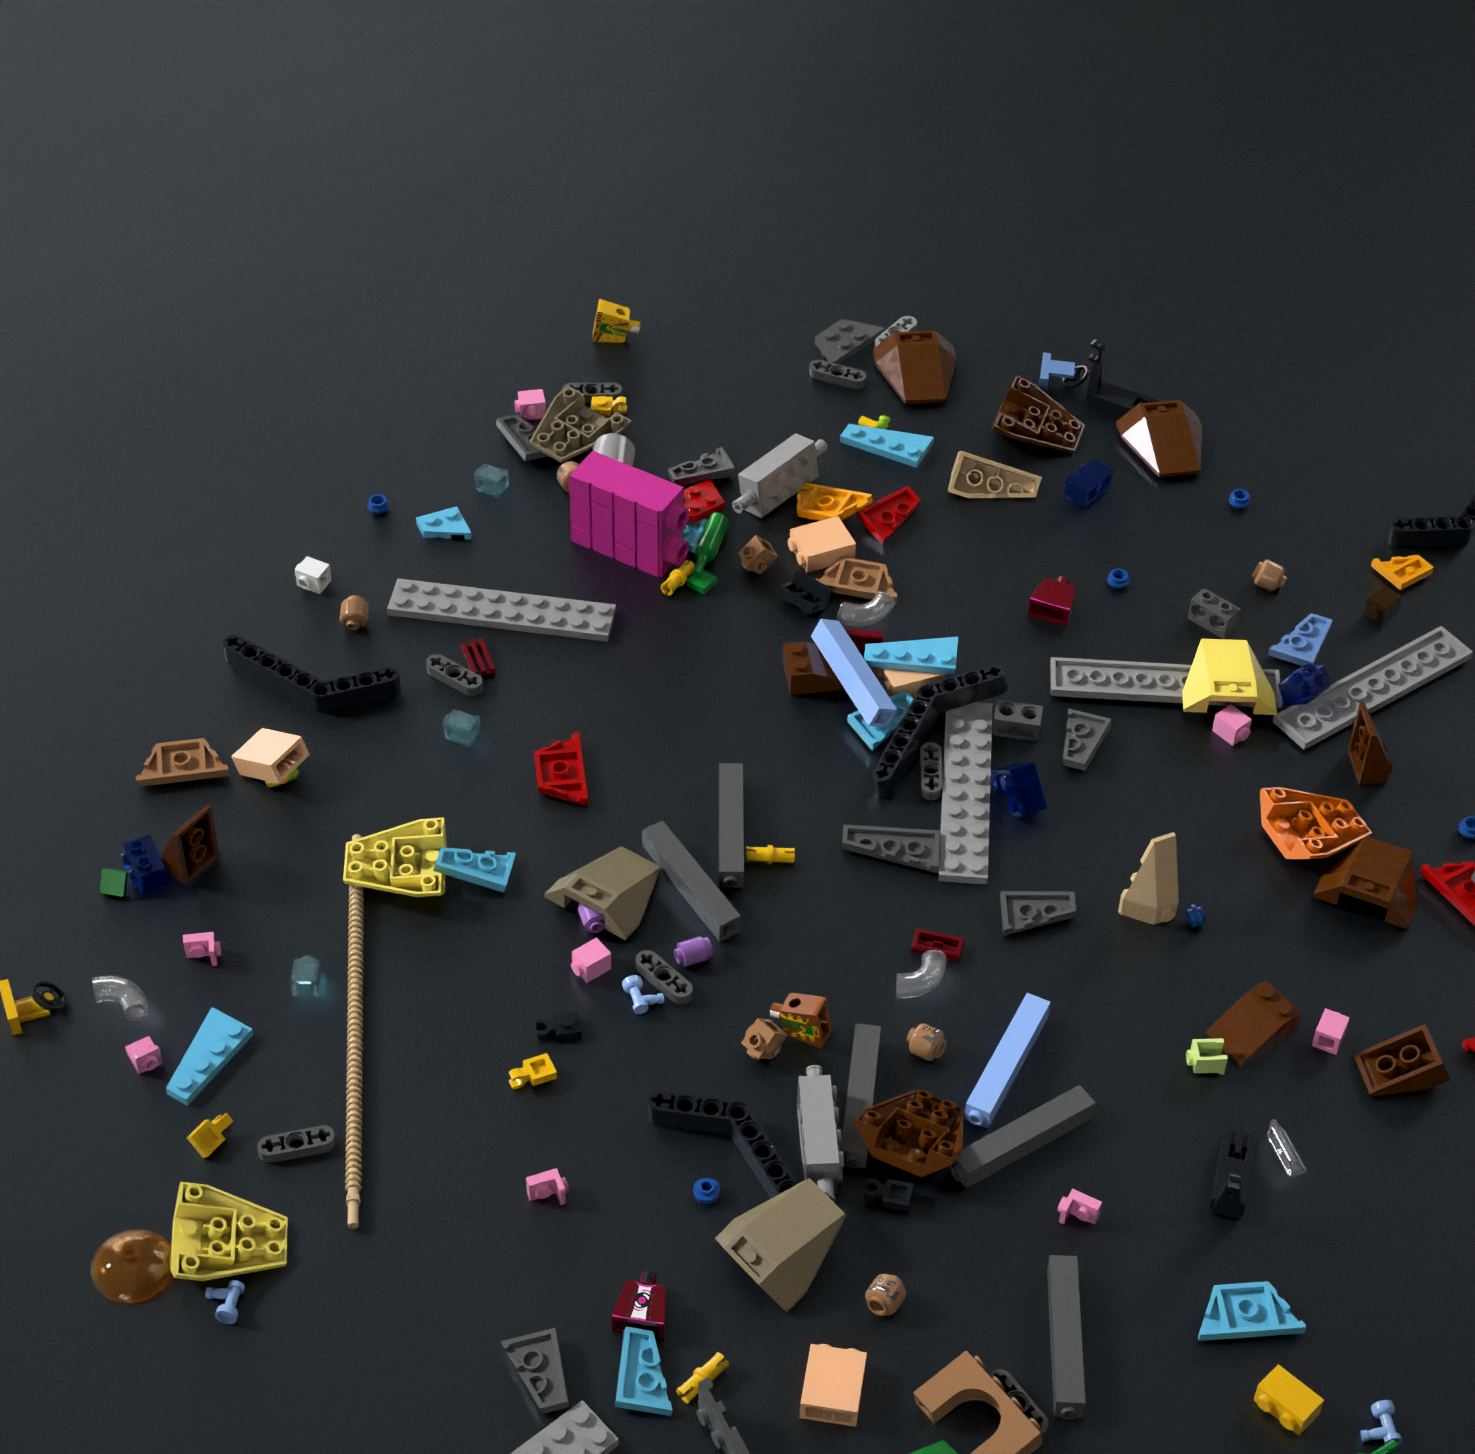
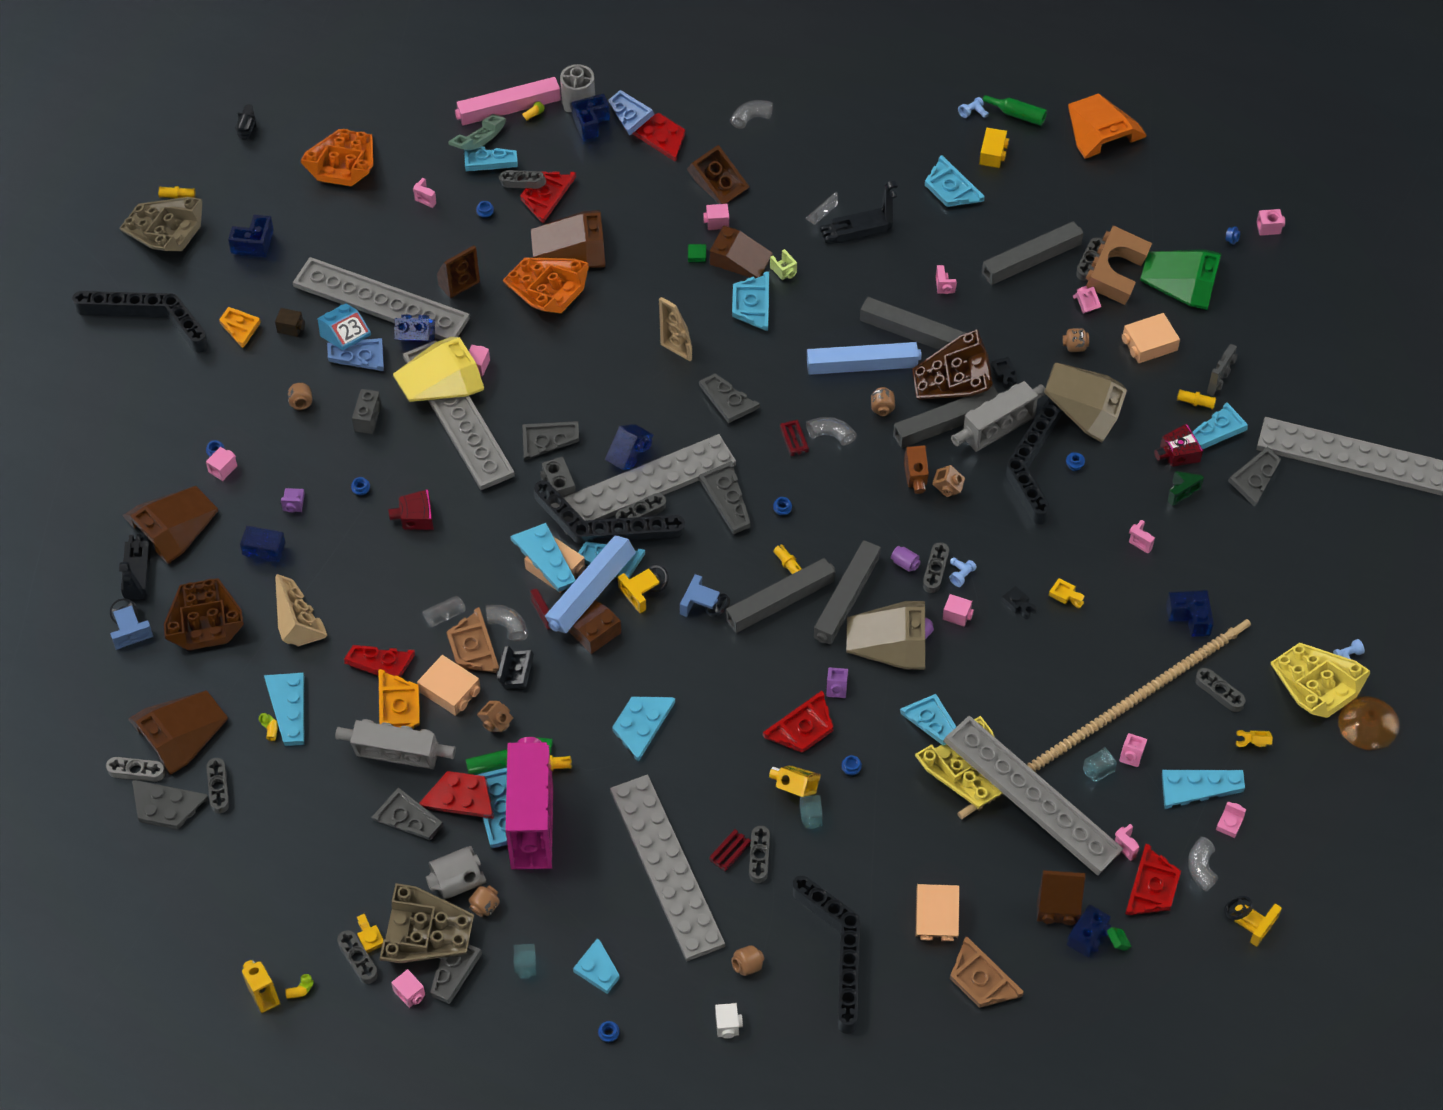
camera: 120 degrees left, 10 degrees up
(142, 946) = (1153, 884): none -> red wing
(298, 1017) = (1133, 750): none -> bright pink bracket
(316, 884) = (1033, 795): none -> light grey plate
(411, 1176) = (1192, 607): none -> clear blue brick
(487, 784) = (851, 765): none -> blue plate
(499, 723) = (795, 780): none -> yellow torso
(584, 1278) = (1184, 486): none -> dark green slope
(591, 351) = (302, 989): none -> arm
(591, 818) = (837, 682): none -> medium lavender bracket
(670, 659) = (641, 722): none -> medium azure wing
(778, 754) = (704, 596): none -> medium blue piece
(828, 718) = (636, 586): none -> yellow piece
(848, 886) = (782, 501): none -> blue plate
(916, 578) = (444, 611): none -> clear slope
(944, 1349) = (1087, 299): none -> bright pink bracket
(1134, 528) = (292, 500): none -> medium lavender bracket
(1170, 1002) = (752, 301): none -> medium azure wing
(1215, 493) = (221, 463): none -> bright pink brick
(1287, 987) = (696, 252): none -> green tile
(1343, 633) = (343, 326): none -> slope

